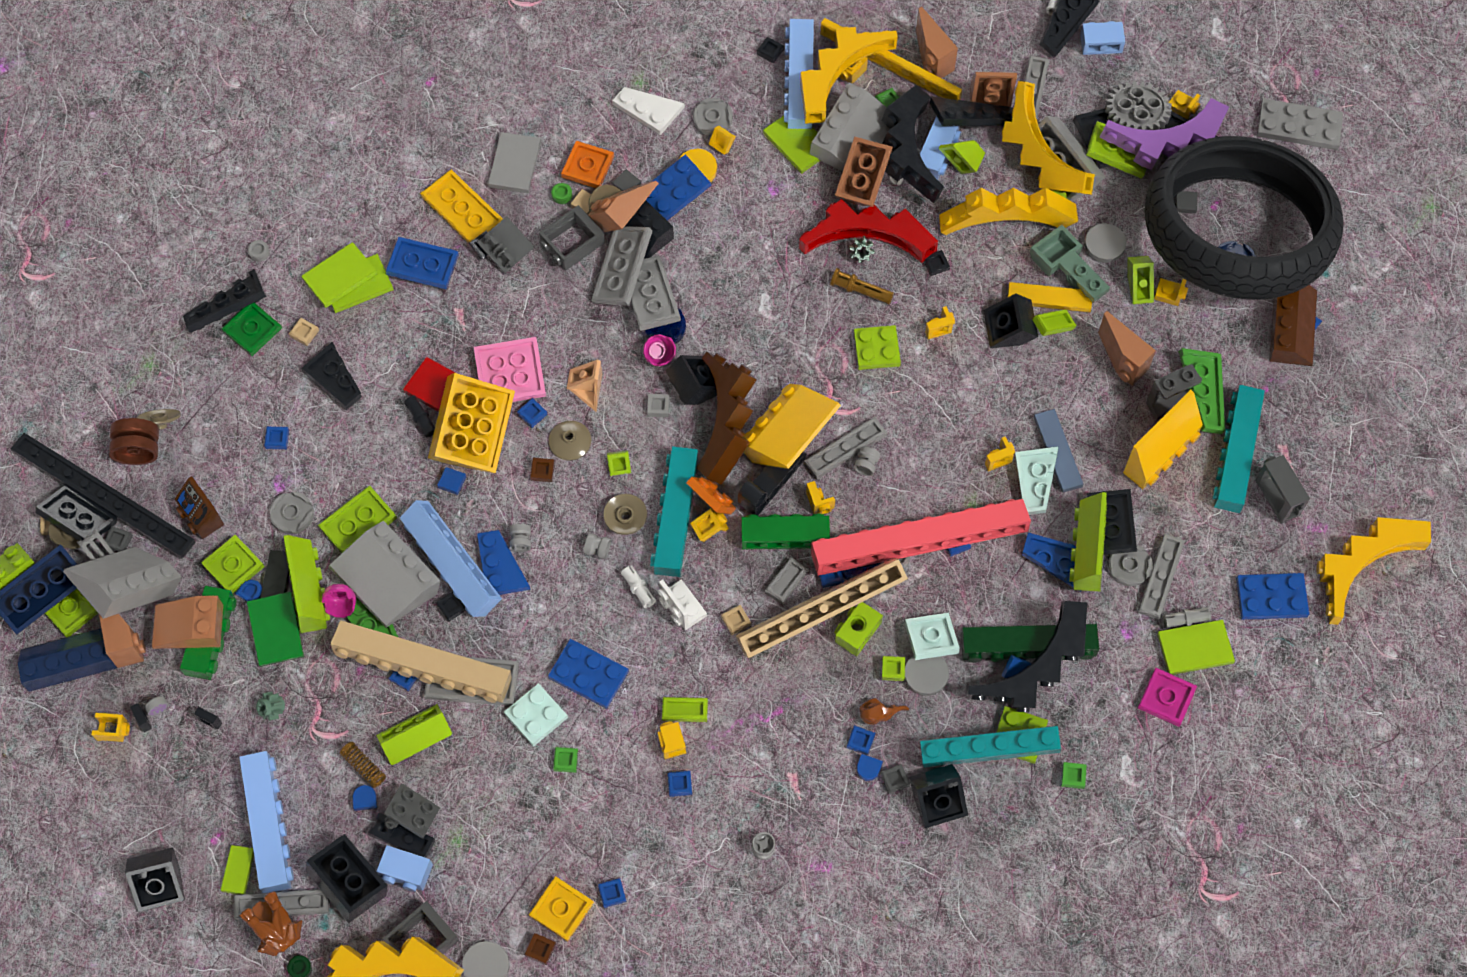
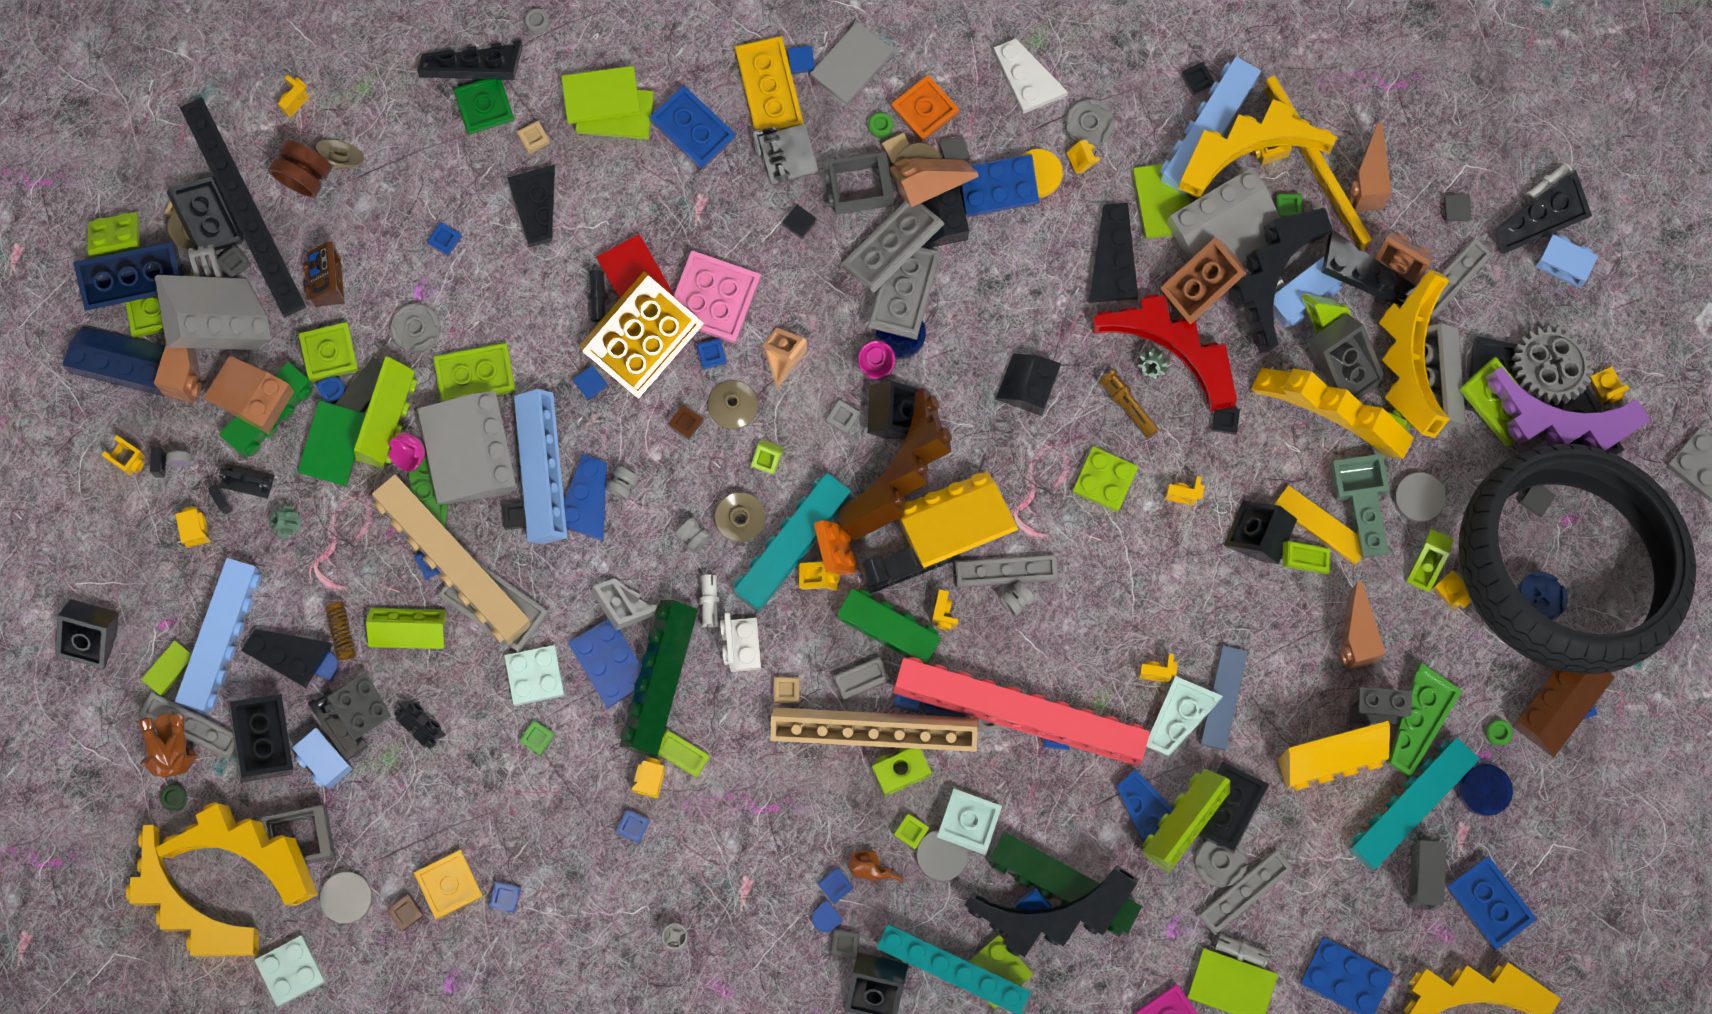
camera: 30 degrees right, 10 degrees up
(99, 395) = (295, 98): none -> yellow bracket
(197, 751) = (192, 527): none -> yellow window
(221, 694) = (246, 480): none -> black hinge
(330, 805) = (288, 654): none -> black wing
(475, 178) = (801, 59): none -> blue tile
(475, 801) = (411, 715): none -> black hinge
(542, 288) = (799, 221): none -> black tile
(572, 624) = (621, 604): none -> light grey wing
(634, 661) = (658, 677): none -> dark green brick
(780, 309) = (1028, 382): none -> black slope
(790, 200) = (1114, 260): none -> black wing
(994, 169) = (1347, 356): none -> dark grey slope
(1005, 43) = (1457, 208): none -> dark grey tile
(1264, 369) = (1499, 732): none -> bright green tile
(1282, 412) = (1486, 790): none -> clear blue tile
(1338, 486) = (1491, 903): none -> blue plate

